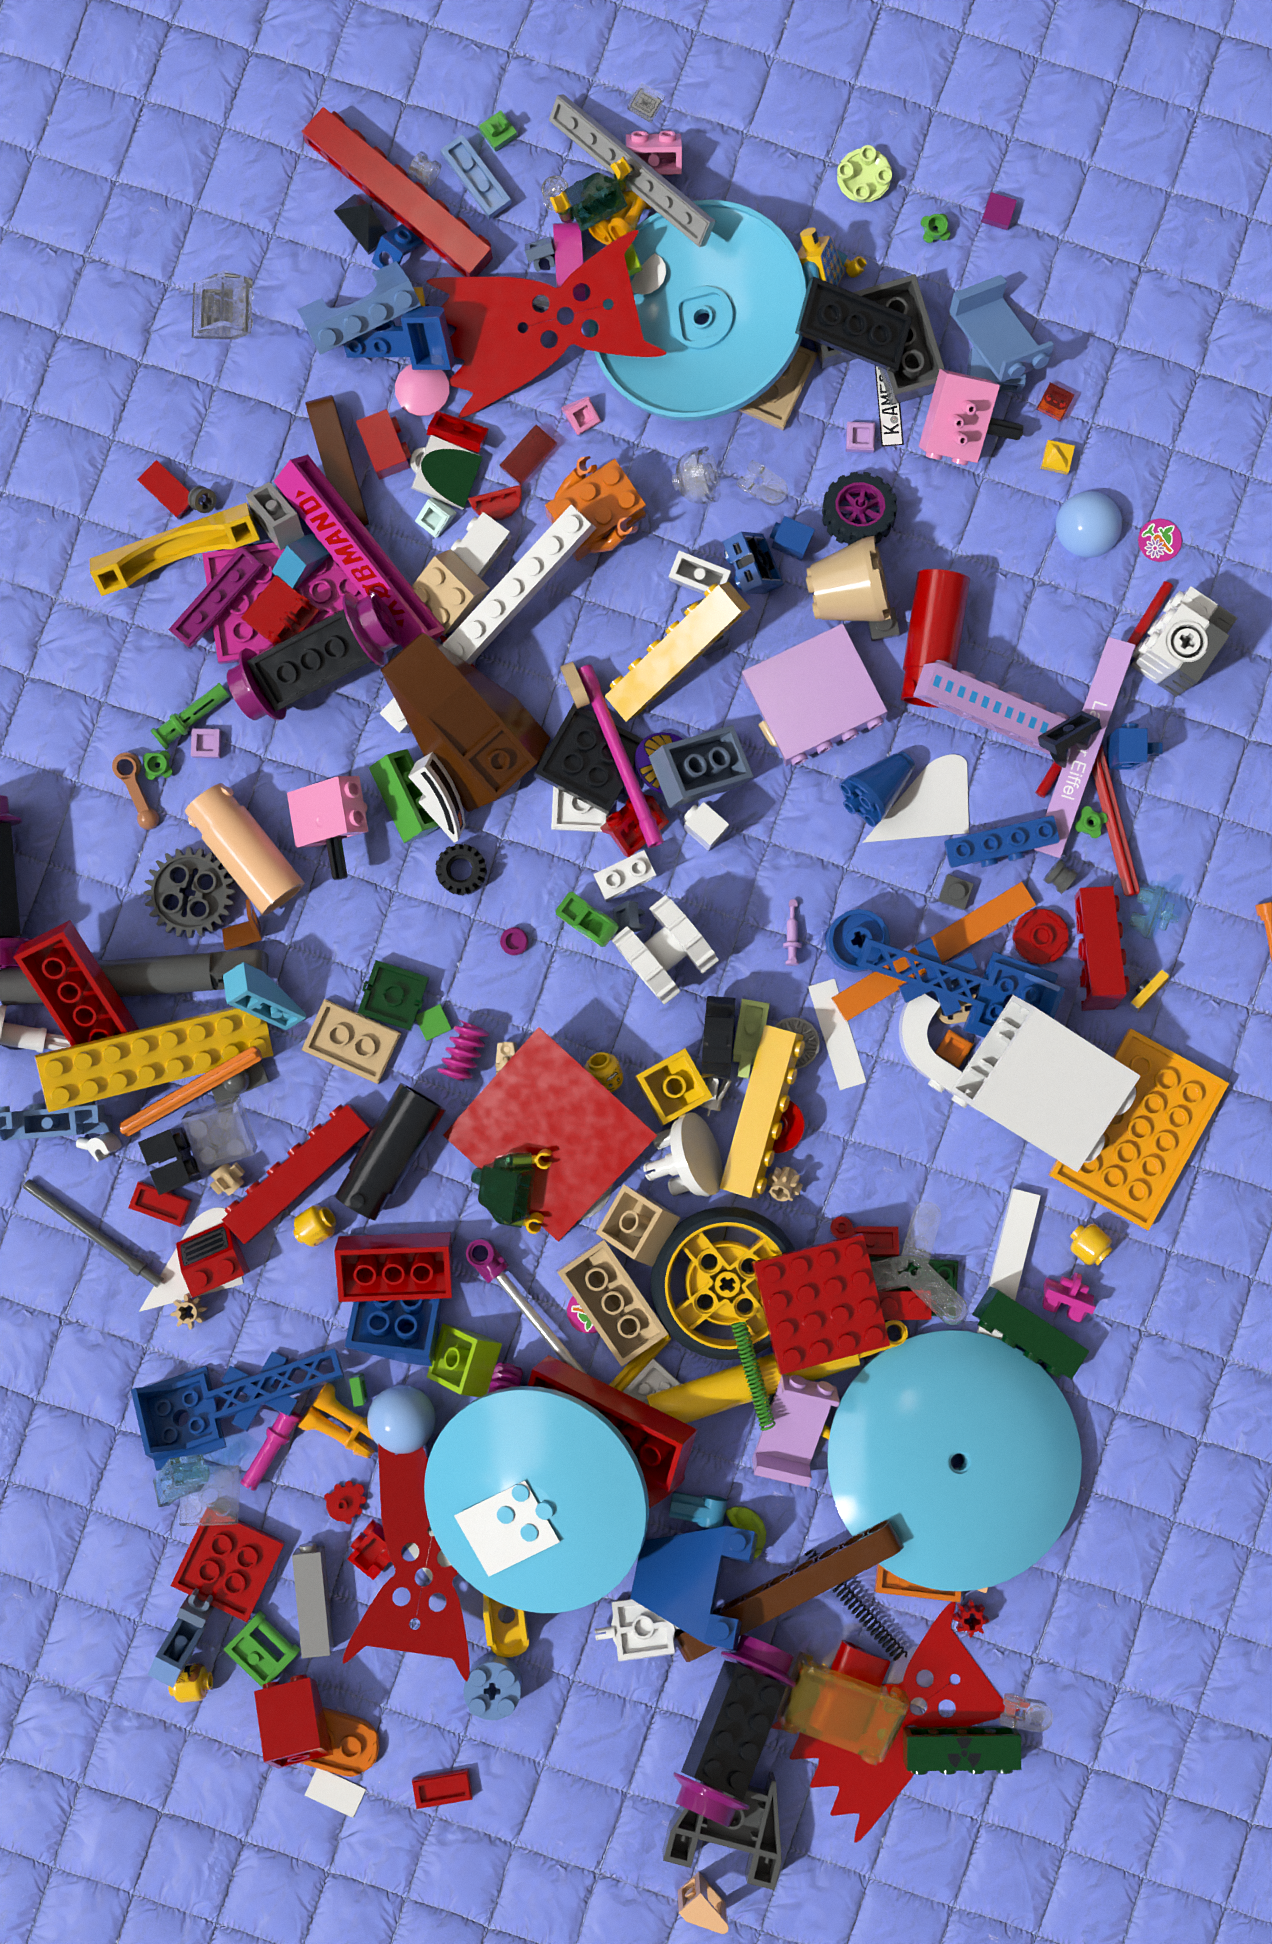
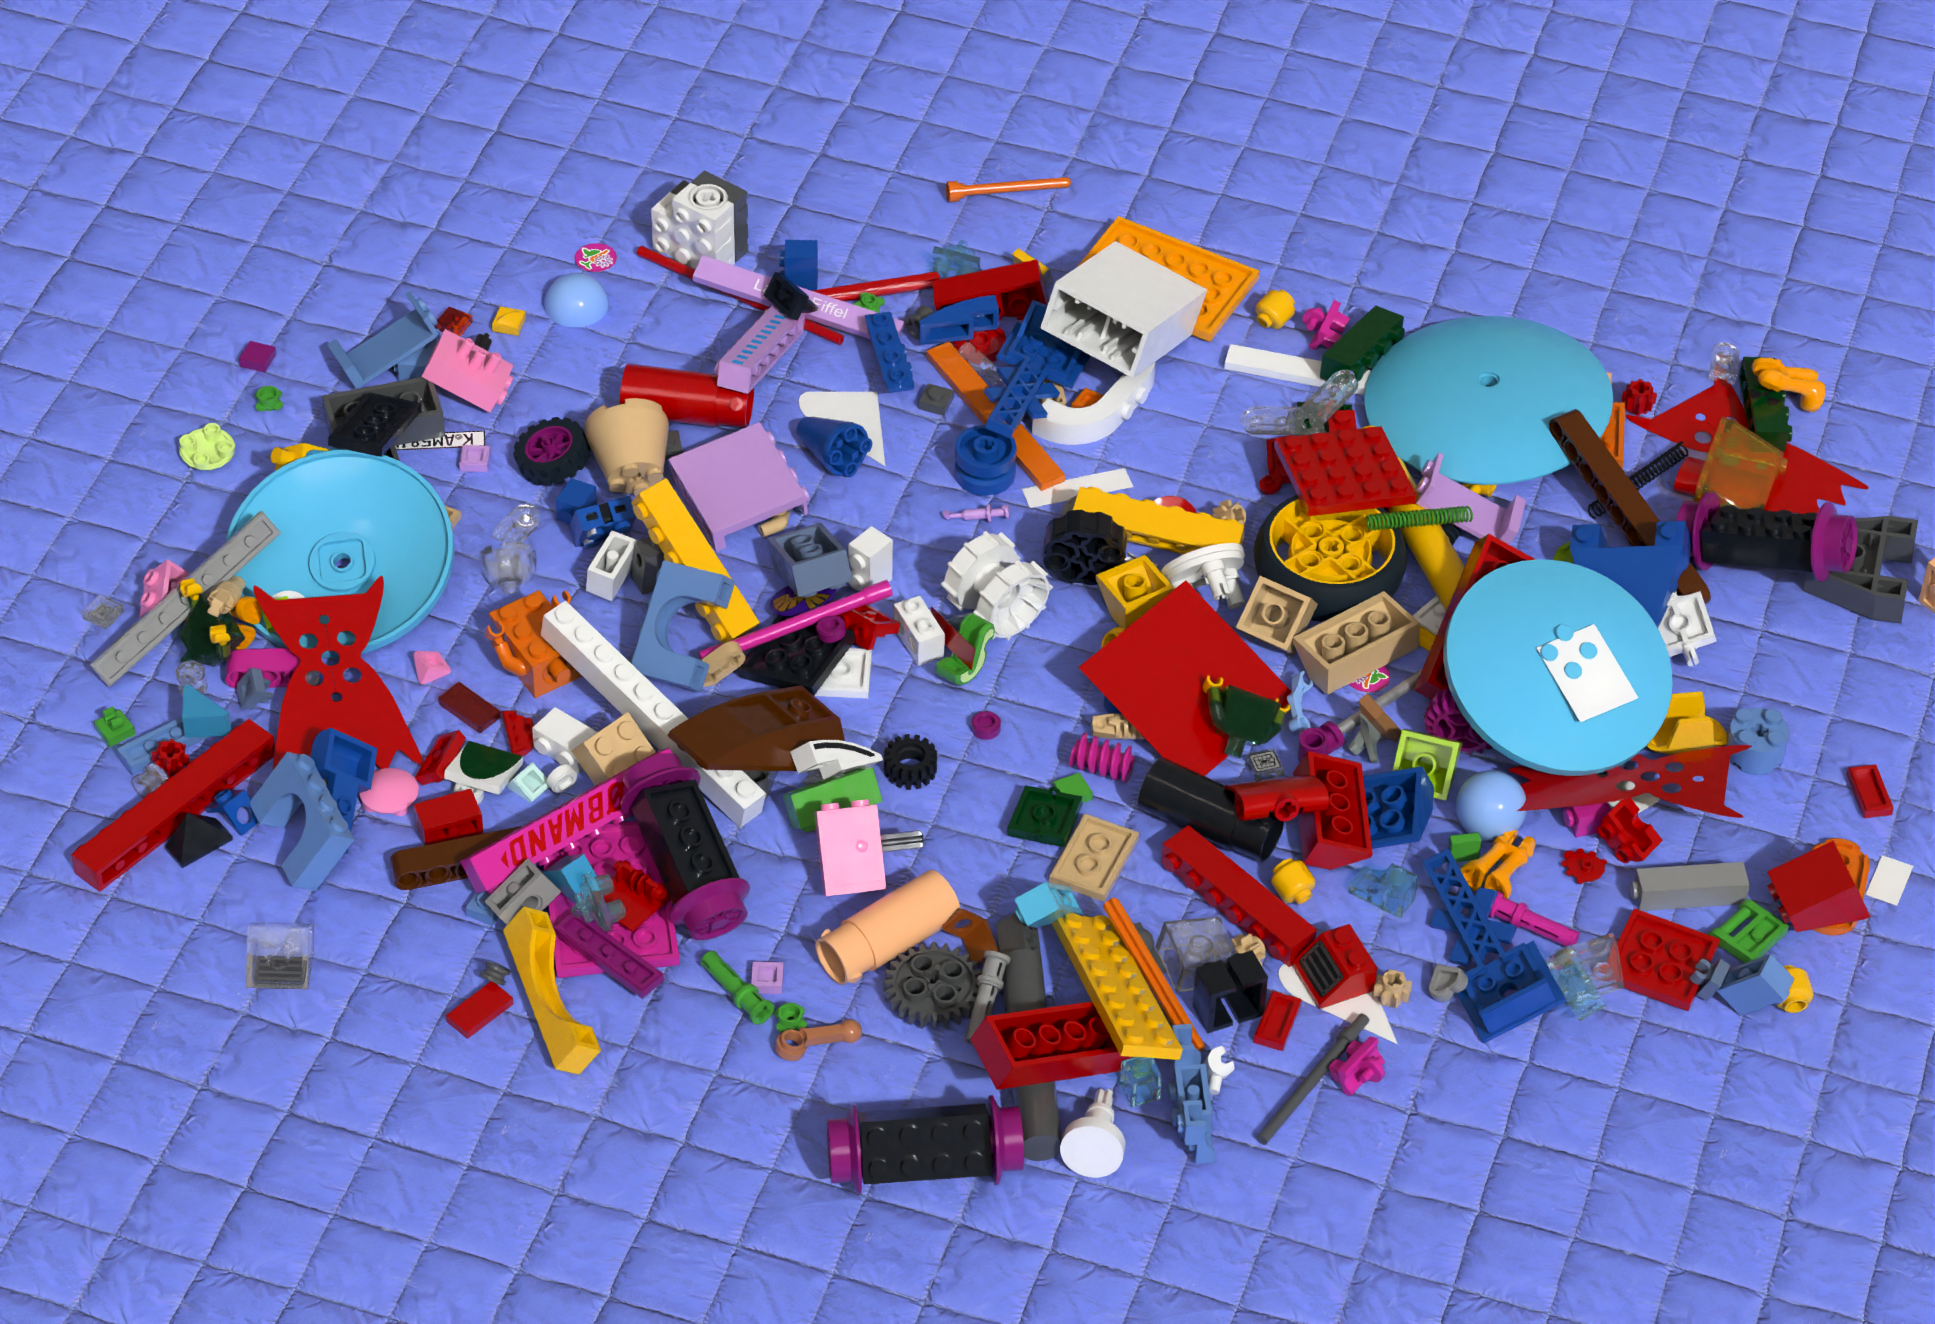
camera: 90 degrees left, 40 degrees down
(91, 1265) = (1362, 1065): none -> dark pink hips
(175, 941) = (989, 984): none -> light grey pin
(197, 1361) = (1446, 982): none -> light grey tile
(256, 578) = (594, 889): none -> clear light blue hips
(310, 1310) = (1386, 889): none -> clear light blue arch
(378, 1213) = (1282, 796): none -> red panel
(432, 544) = (562, 778): none -> white tile
(452, 187) = (170, 756): none -> red gear
(466, 1206) = (1264, 764): none -> tile
(493, 201) = (203, 716): none -> dark azure slope
(502, 1315) = (1374, 727): none -> piece
(563, 1244) = (1299, 687): none -> light blue piece
(578, 622) = (675, 588): none -> medium blue arch
(602, 906) = (955, 641): none -> red sticker
(610, 789) = (831, 629): none -> magenta tile
(623, 205) = (225, 596): none -> tan hinge
(980, 1769) = (1801, 381): none -> light orange piece
(1001, 936) = (980, 363): none -> clear axle
(1055, 914) = (960, 321): none -> blue slope

